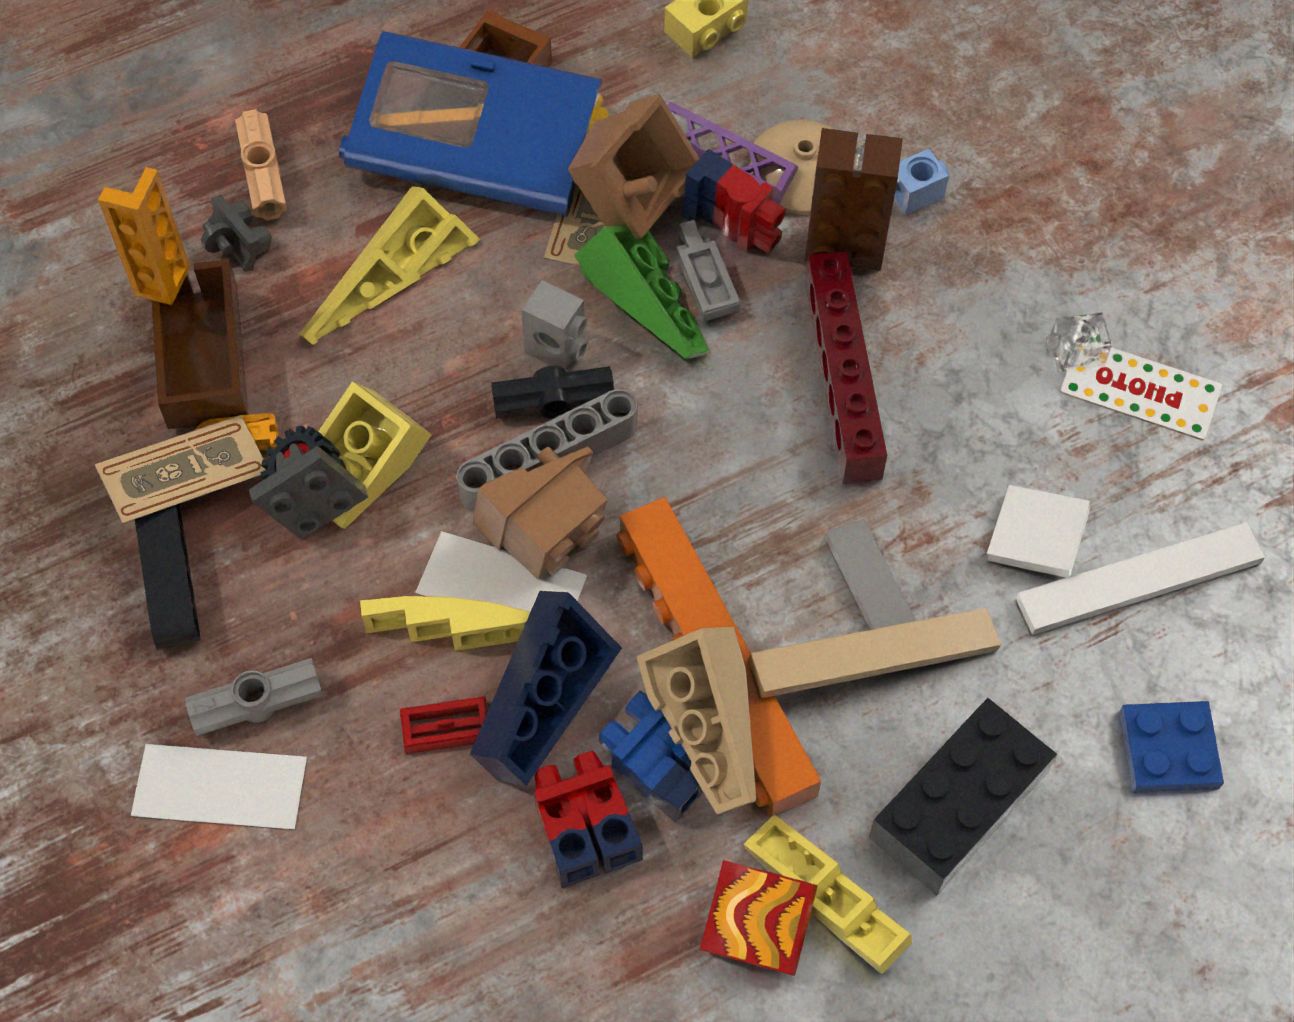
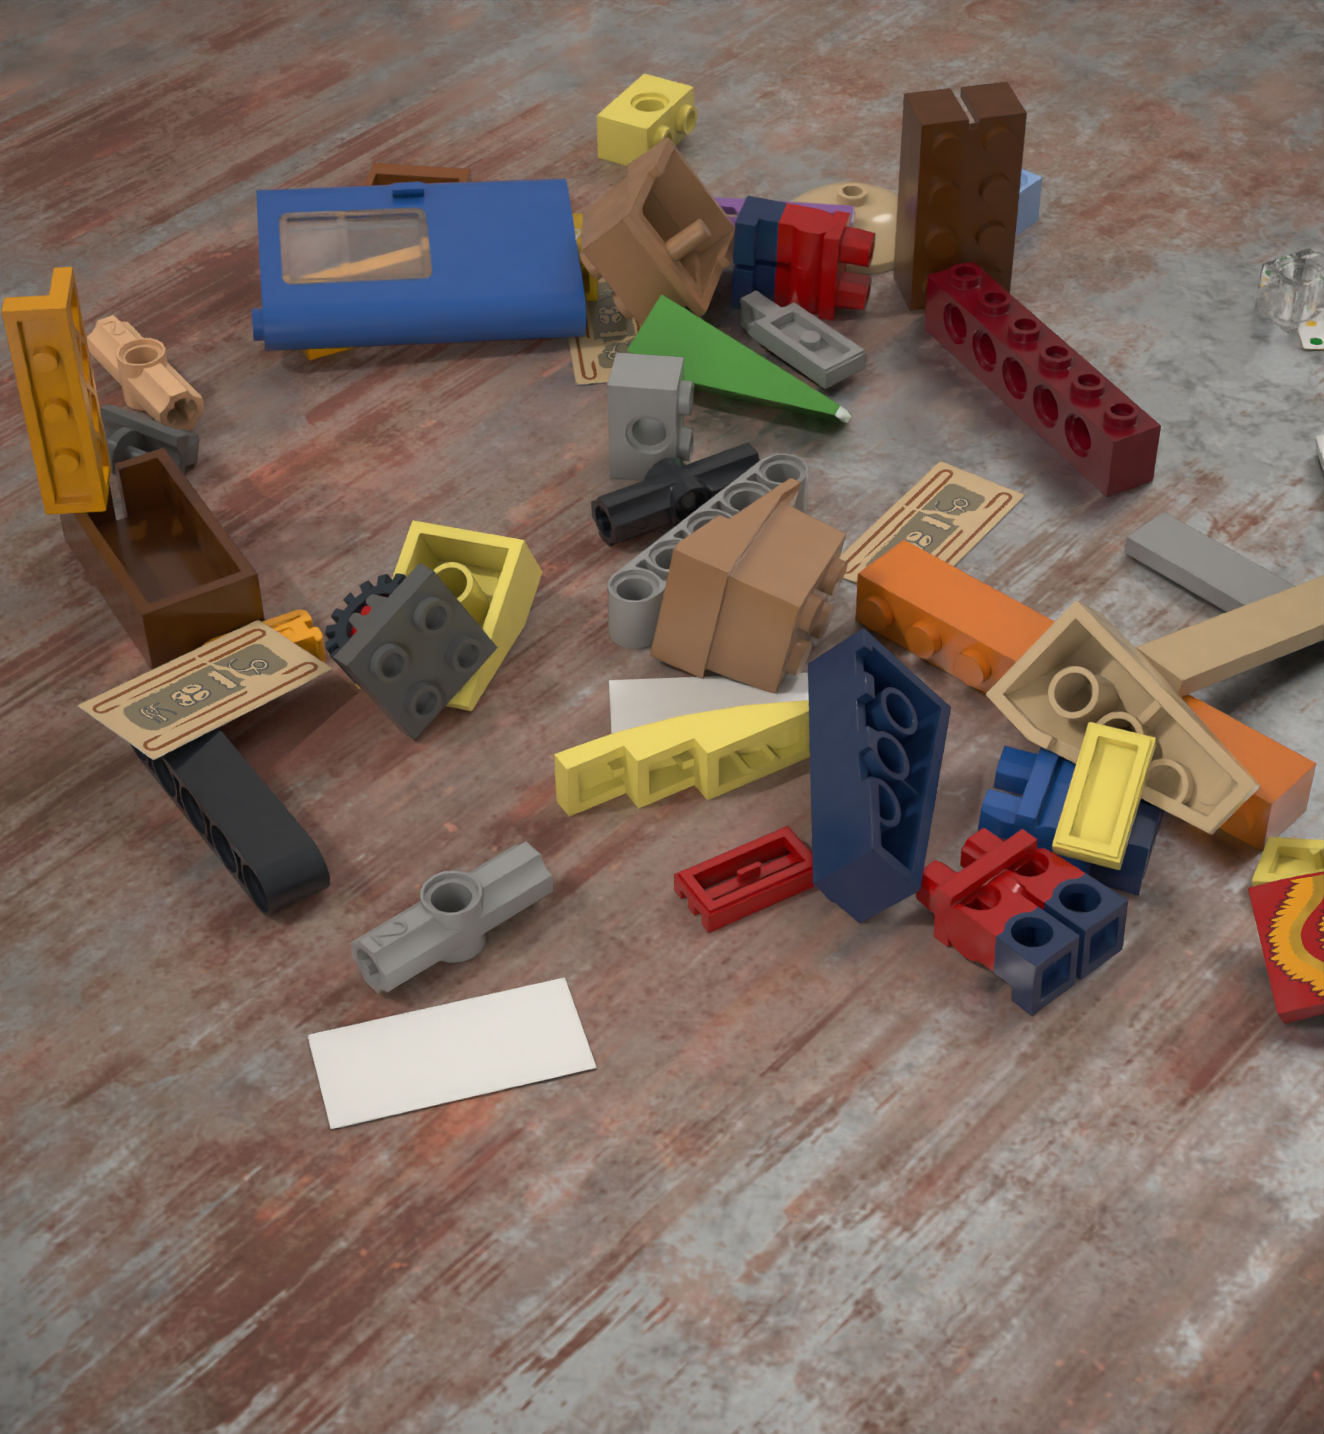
camera: 20 degrees left, 20 degrees down
(405, 247) = (384, 416): light yellow wedge -> none
(663, 766) = (1104, 795): none -> light yellow tile
(709, 470) = (939, 514): none -> sticker

